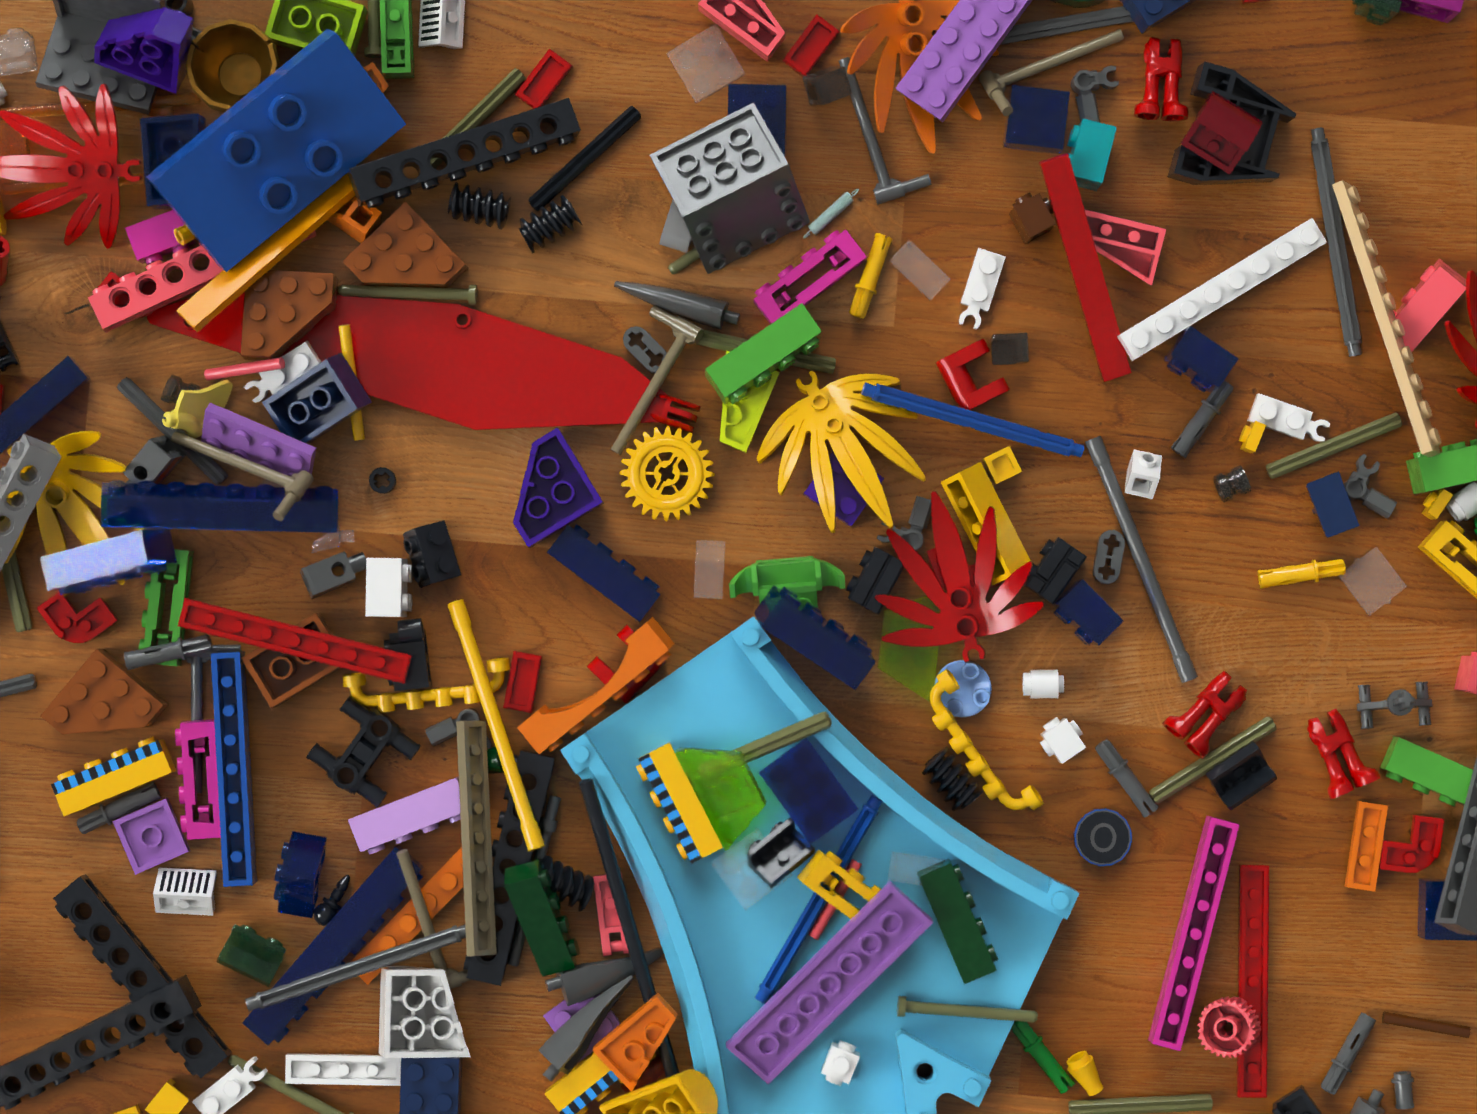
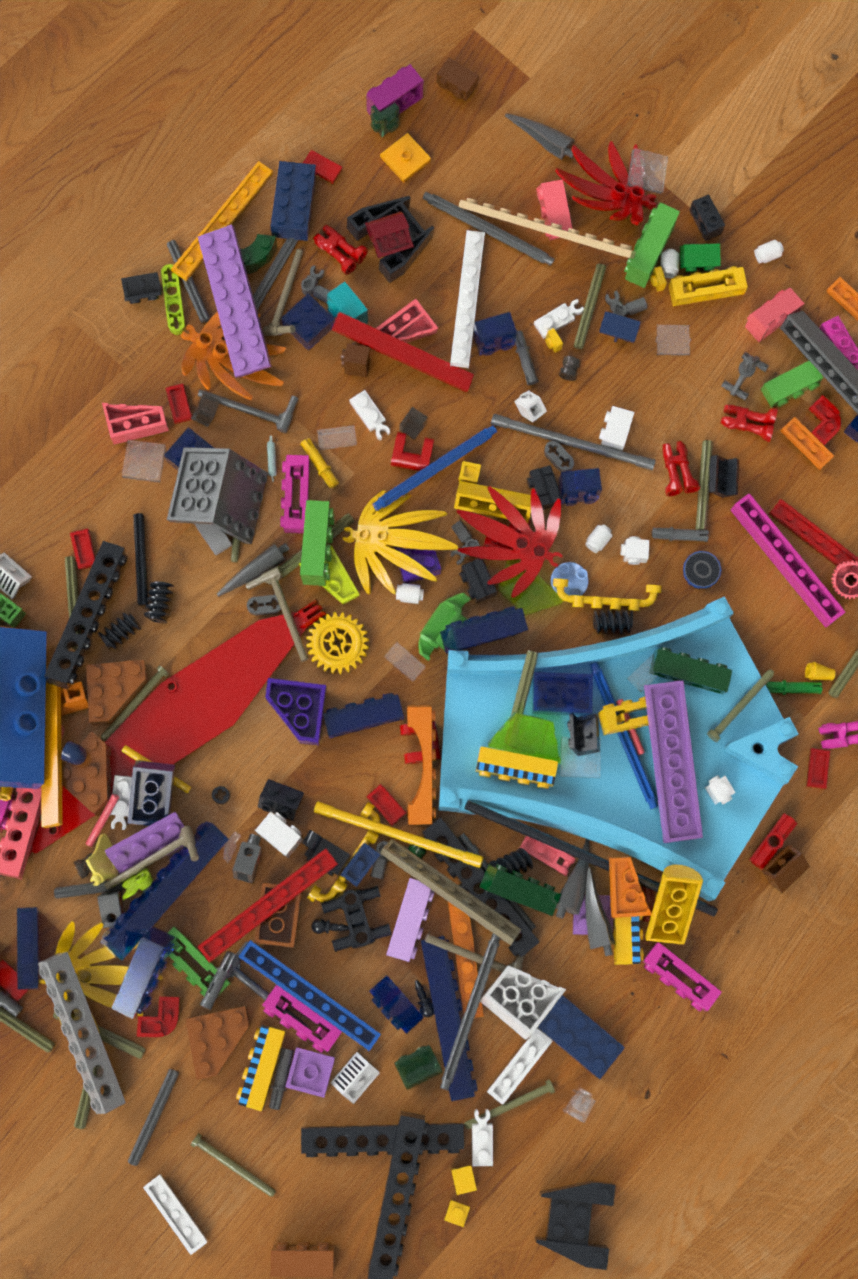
camera: 60 degrees left, 10 degrees down
(204, 468) = (140, 880): none -> lime plate
(289, 277) = (73, 753): none -> dark blue piece
(322, 716) = (320, 926): none -> black bar
(424, 708) = (360, 864): none -> dark blue panel
(795, 510) = (409, 593): none -> white brick
(1199, 600) = (617, 428): none -> white brick
(1300, 573) = (642, 369): yellow axle -> none
(1349, 66) = (405, 157): none -> light orange plate

